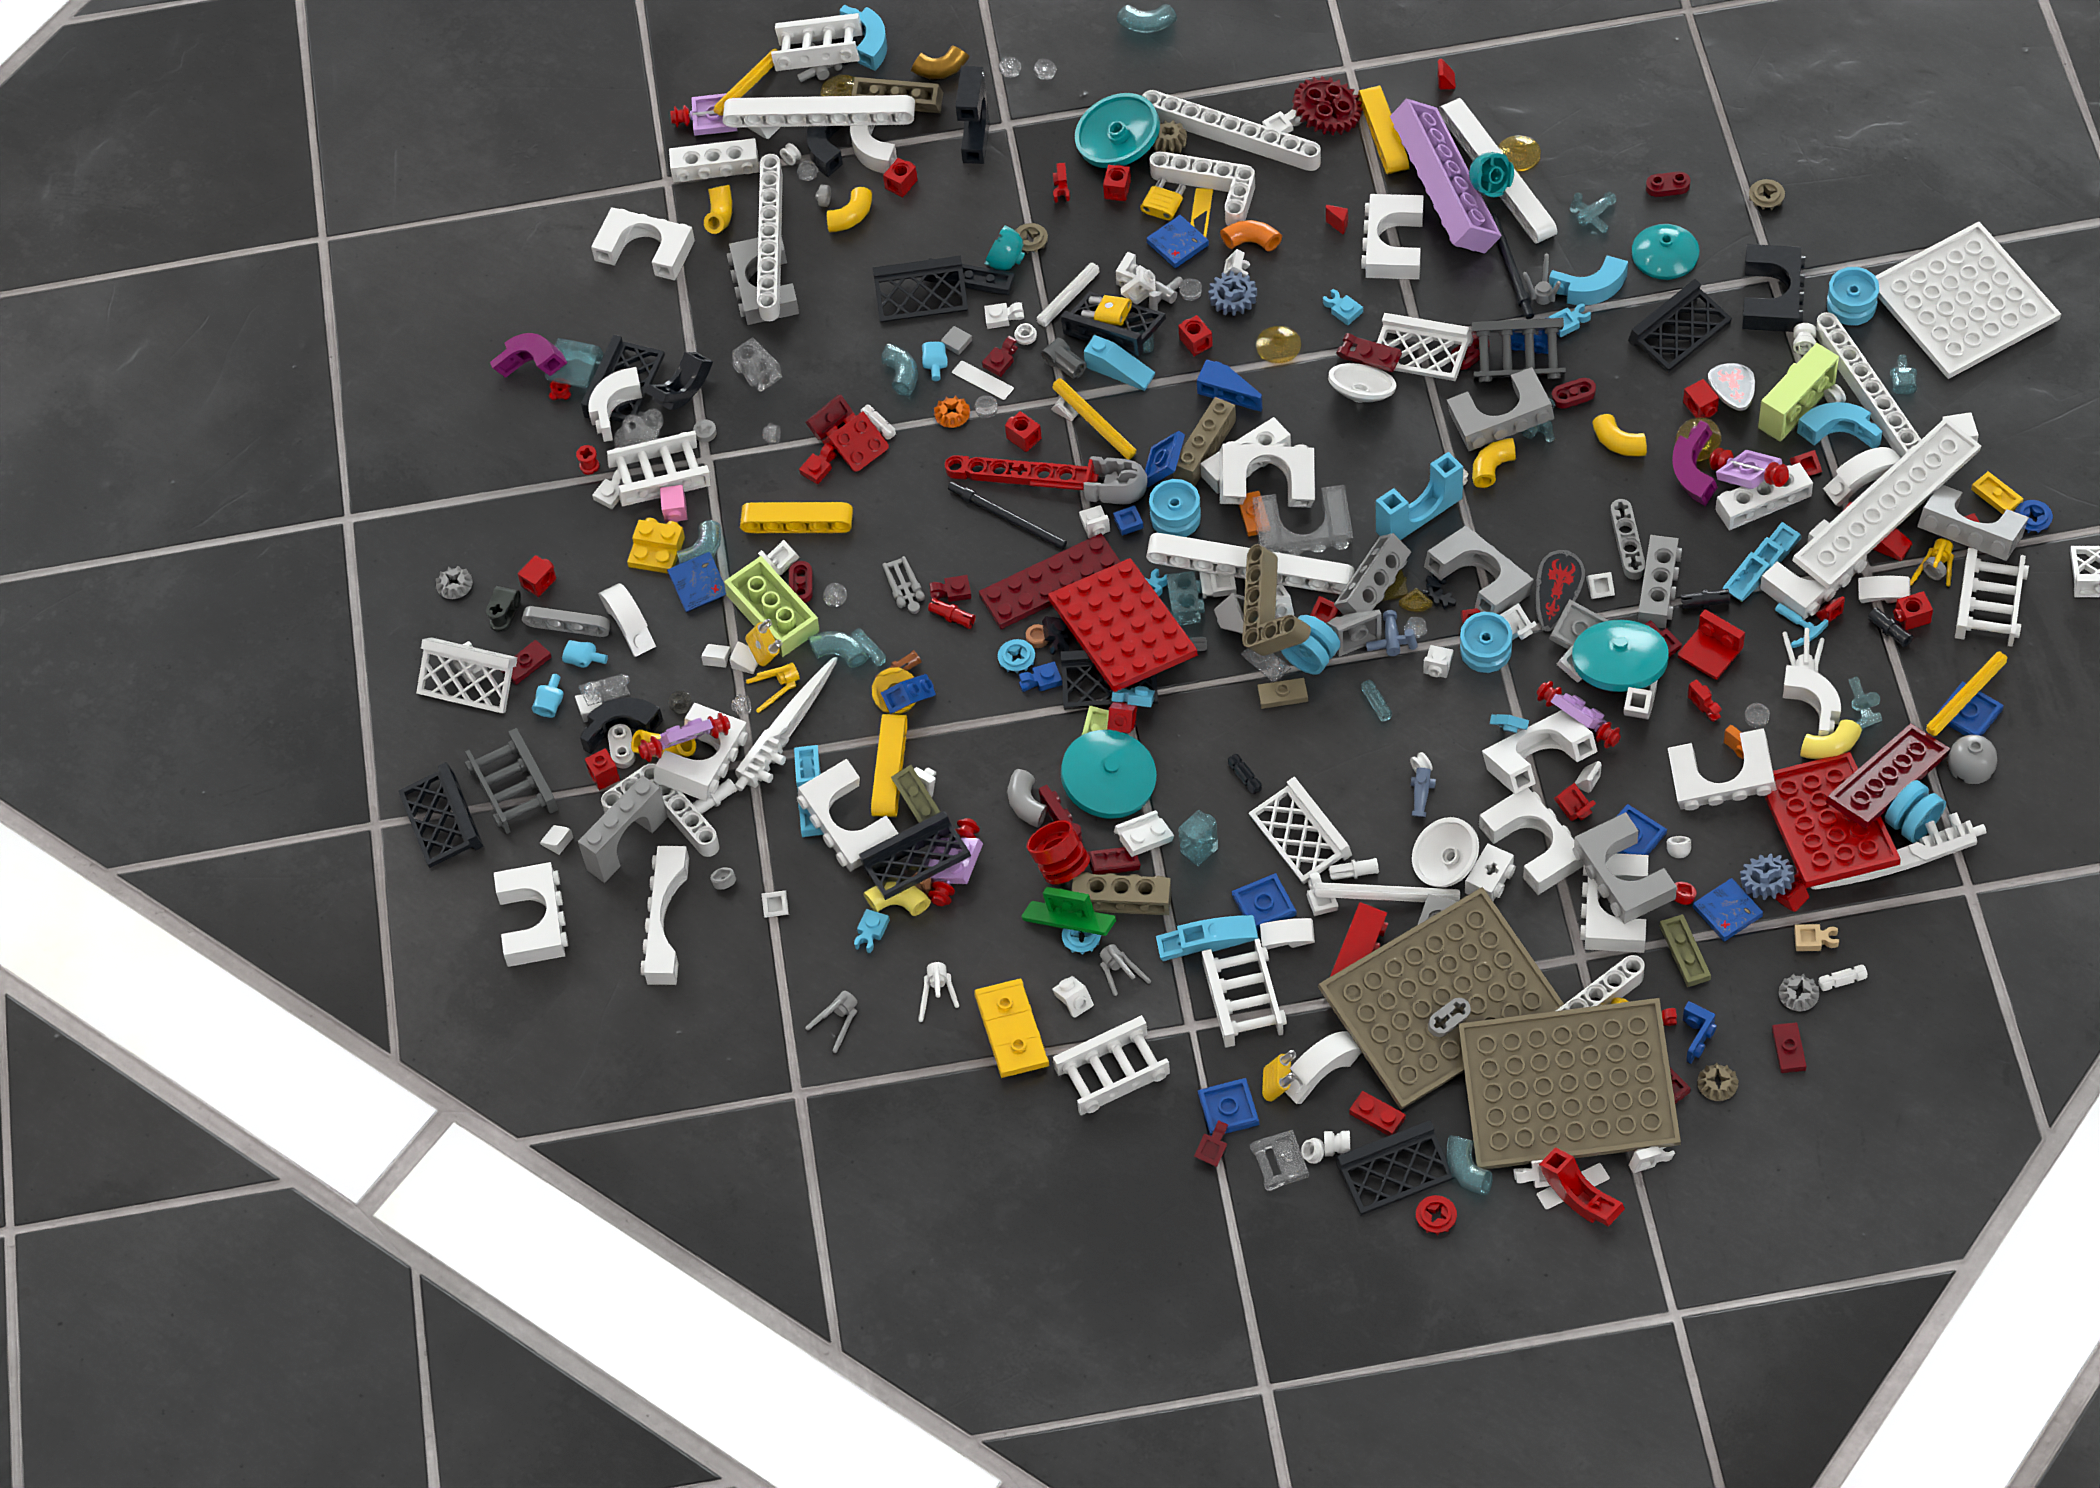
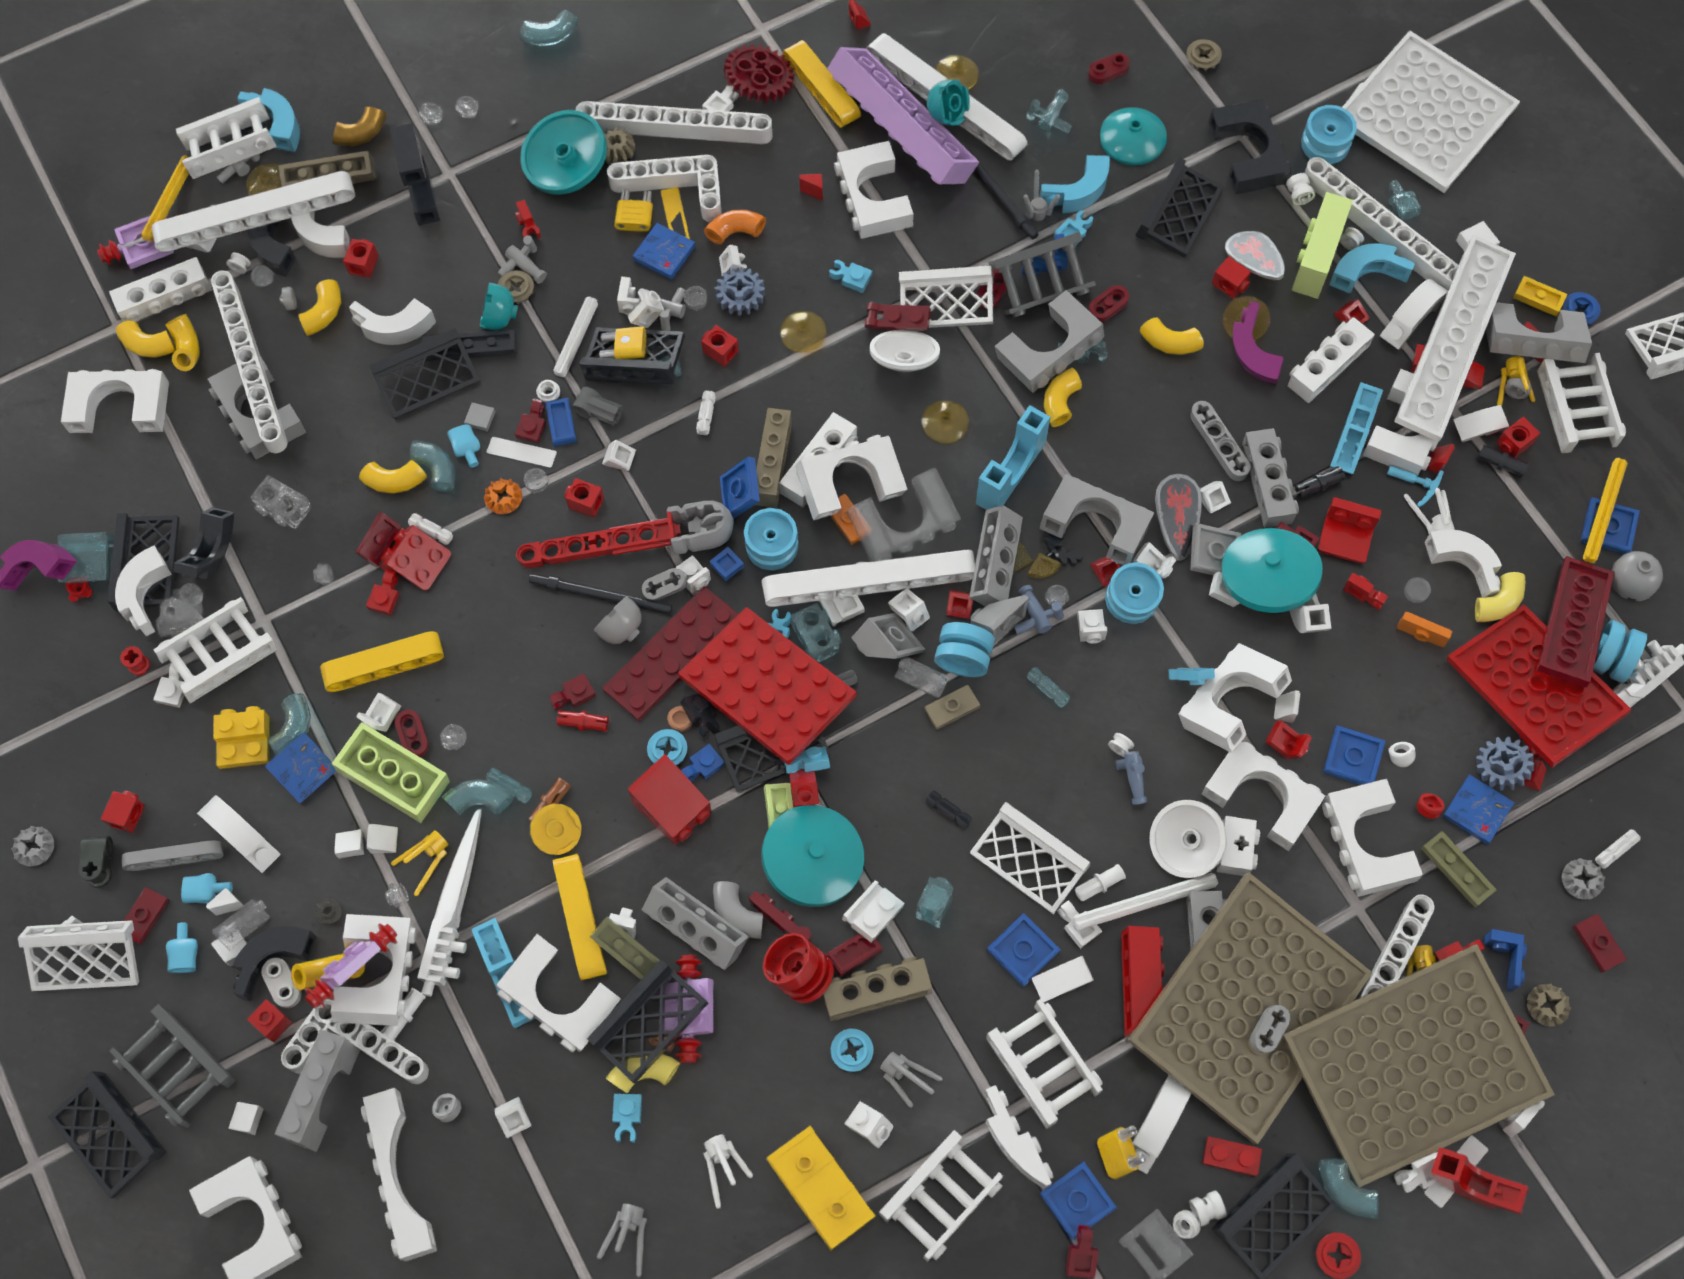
camera: 25 degrees left, 10 degrees up
(595, 669) = (224, 903): none -> white slope
(673, 503) = (245, 684): bright pink brick -> none
(683, 201) = (142, 343): none -> yellow cylinder
(705, 430) = (250, 590): light grey tile -> none
(763, 643) = (396, 819): yellow piece -> none
(860, 372) = (392, 480): none -> yellow cylinder
(908, 692) = (572, 830): blue bracket -> none
(910, 245) = (394, 329): none -> white arch
(913, 607) = (539, 724): light grey piece -> none
(985, 796) = (695, 923): none -> light grey brick
(999, 315) = (514, 378): white plate -> none
(1000, 693) = (669, 800): none -> red slope
(1013, 541) = (620, 623): none -> light grey cylinder
(1027, 363) = (561, 422): none -> blue tile
(1043, 214) = (520, 259): none -> light grey piece
(1066, 520) = (662, 579): none -> light grey beam
(1068, 911) = (833, 1034): green bracket -> none
(1094, 418) = (652, 464): yellow axle -> none
(1116, 363) = (653, 397): medium azure slope -> none
(1117, 182) = (582, 213): red brick -> none
(1160, 389) = (705, 412): none -> white axle
(1191, 1044) = (1020, 1149): none -> white slope
(1207, 934) = (983, 1011): medium azure slope -> none
(1224, 383) = (769, 389): blue slope -> none
(1260, 628) = (909, 626): dark tan beam -> none
(1378, 462) = (945, 430): none -> clear yellow dish
(1575, 707) = (1247, 638): plate -> none
(1626, 898) = (1388, 836): light grey arch -> none
(1748, 468) = (1311, 337): plate -> none
(1753, 779) = (1455, 660): white arch -> none
(1811, 938) = (1572, 816): tan plate -> none
(1863, 703) = (1518, 549): clear light blue piece -> none

